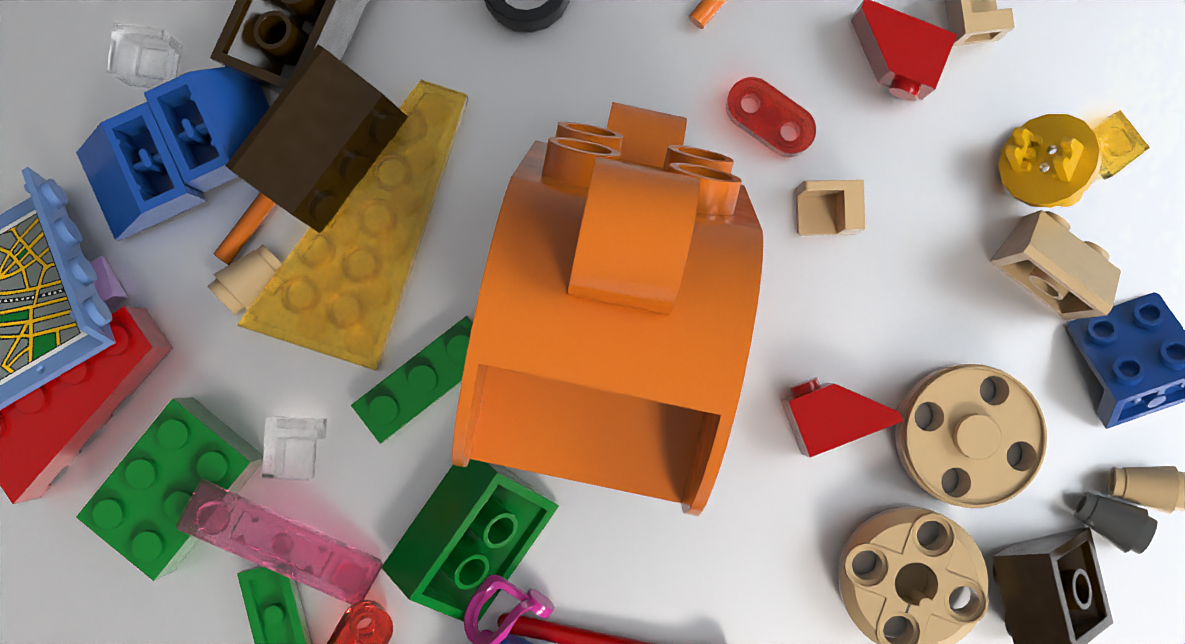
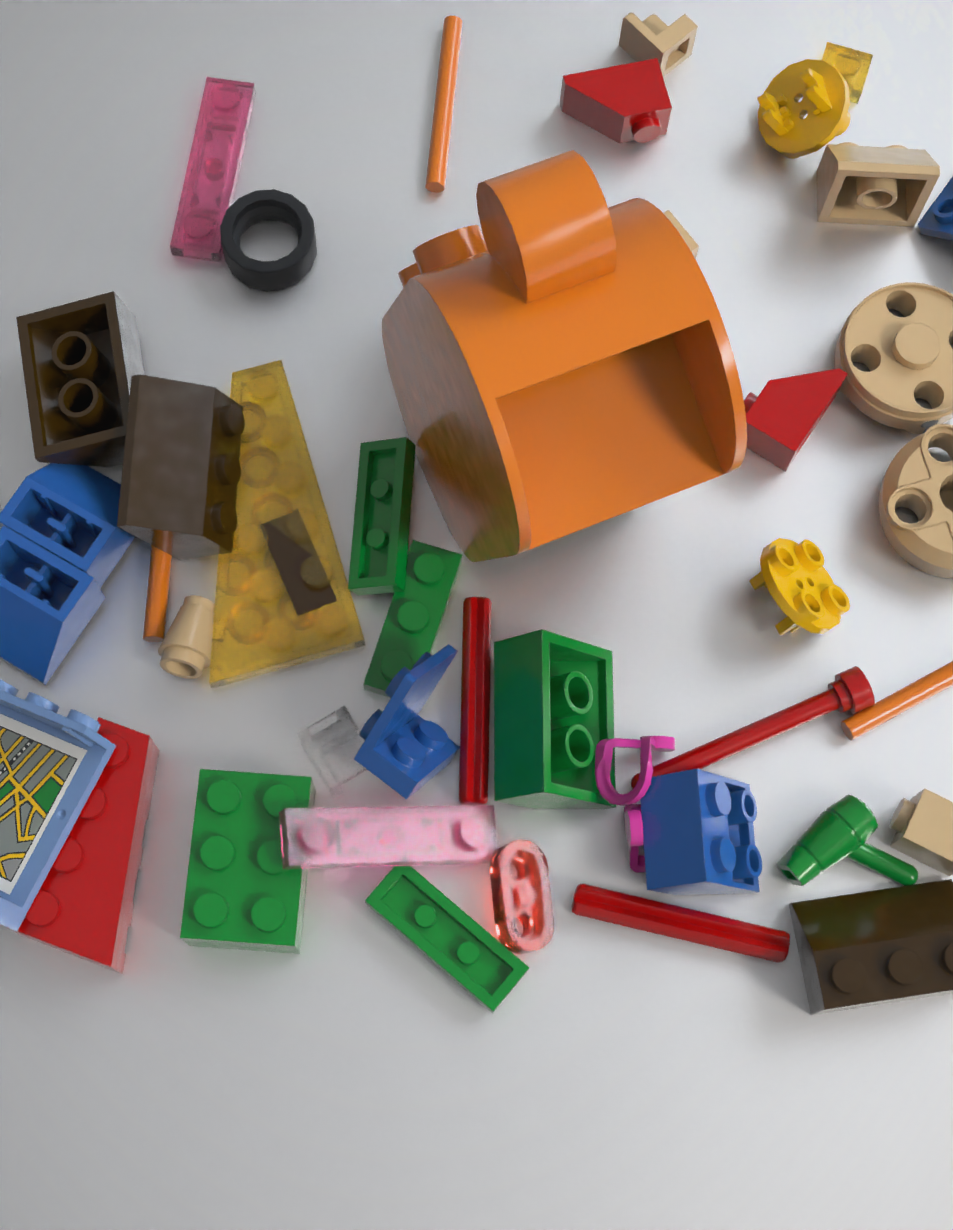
camera: 40 degrees left, 15 degrees down
(344, 486) = (398, 742): none -> blue bracket
(361, 267) = (289, 560): none -> dark brown sticker
(411, 494) = (475, 701): none -> red axle
(447, 287) = (382, 517): none -> green plate
(735, 564) = (800, 586): none -> yellow plate

